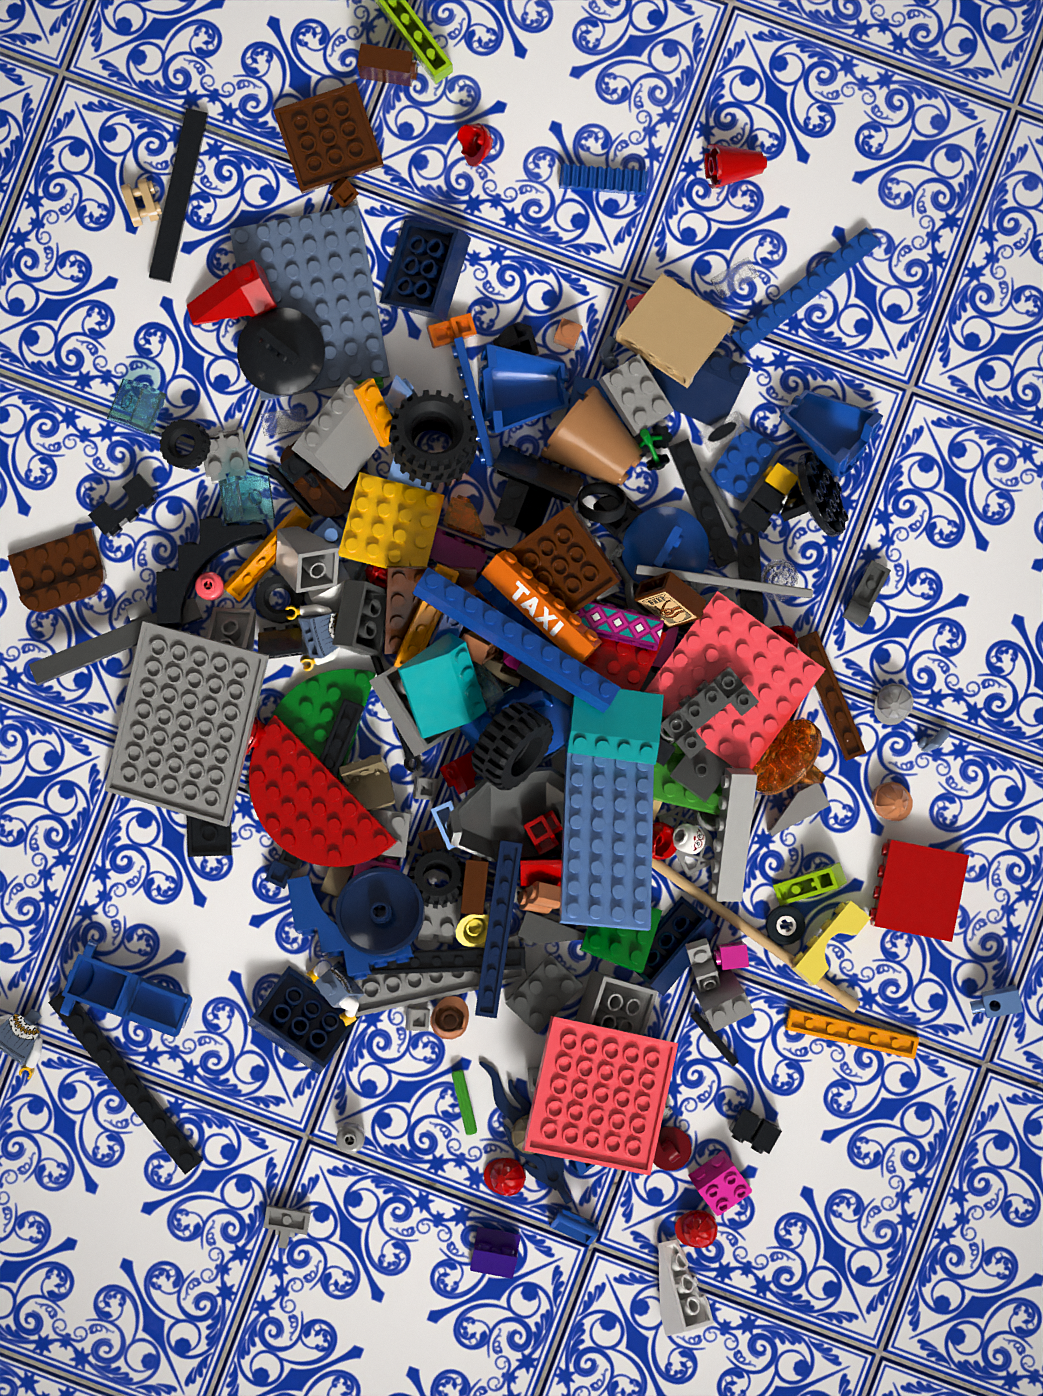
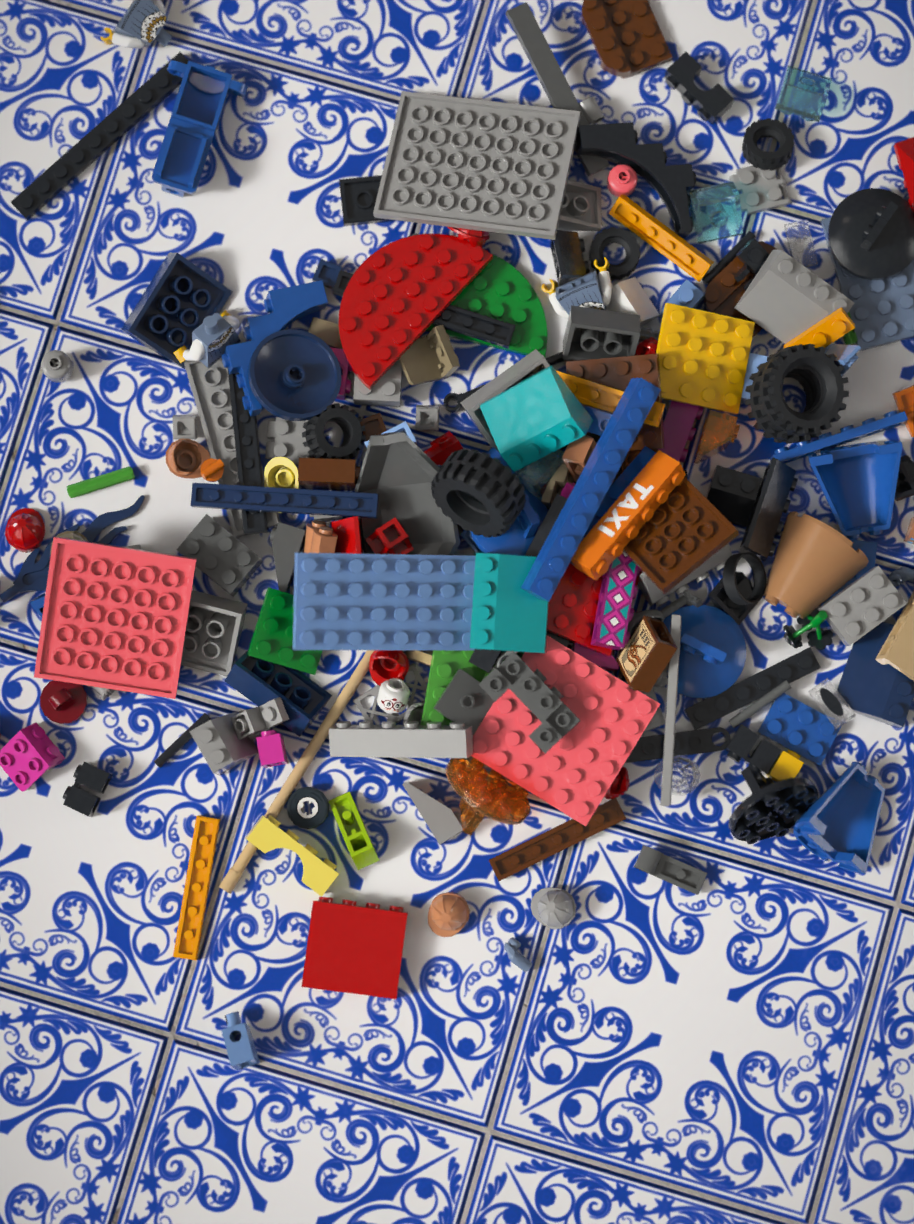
camera: 85 degrees right, 5 degrees down
(306, 559) = (657, 274): light grey slope -> none
(462, 995) = (212, 469): none -> orange plate

